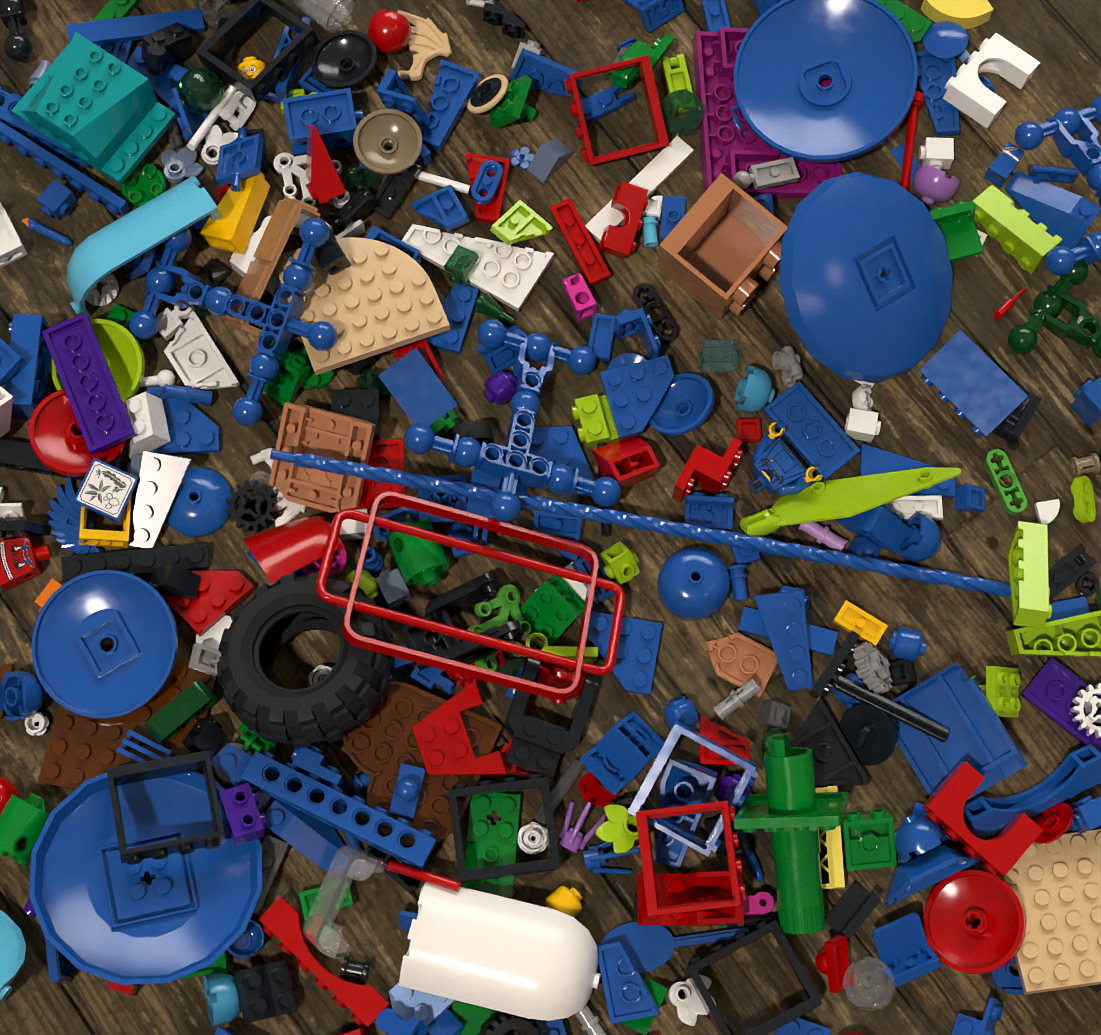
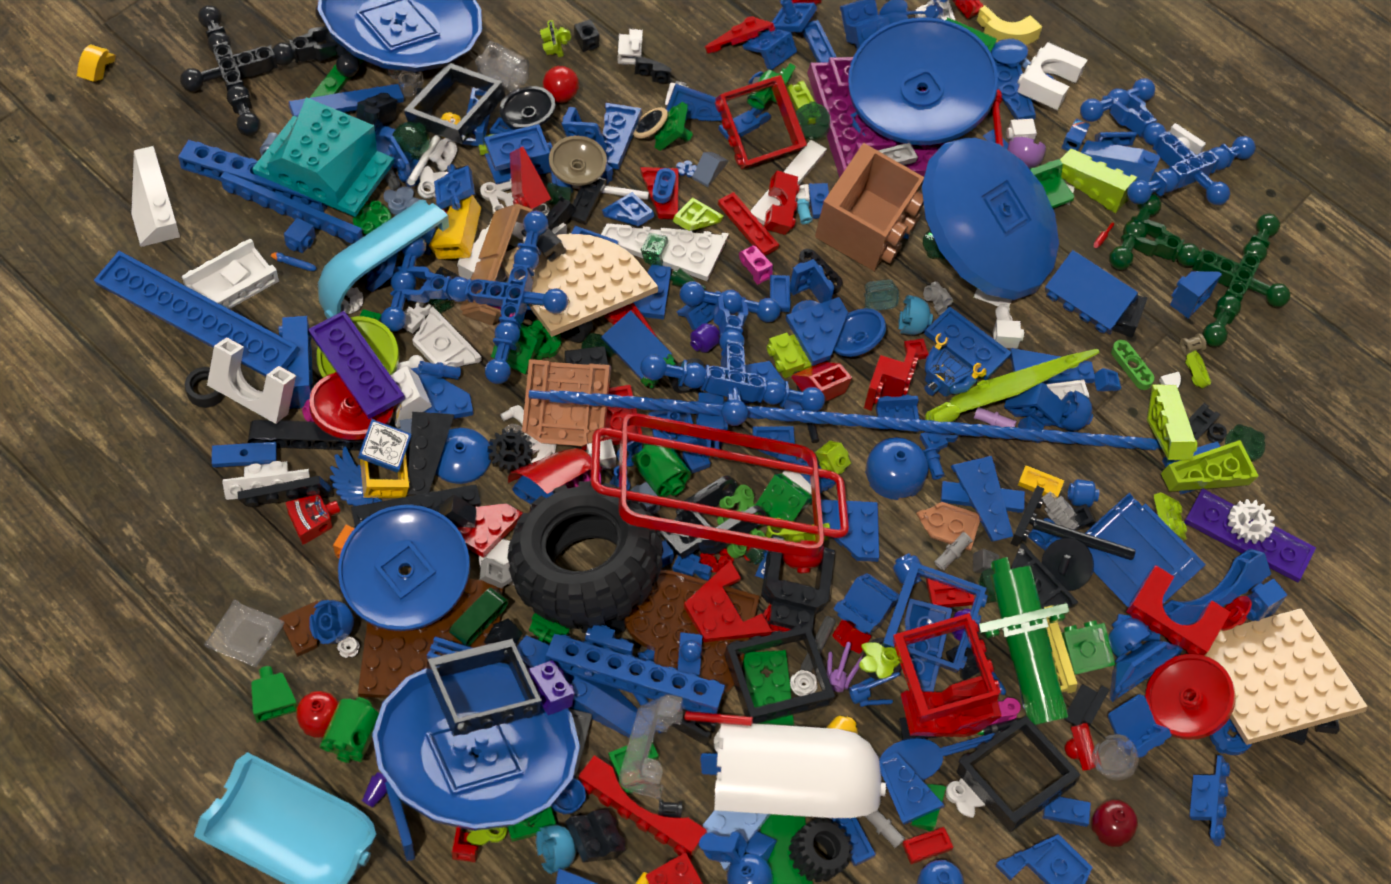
camera: 15 degrees left, 15 degrees down
(427, 42) = (592, 94): tan animal -> none

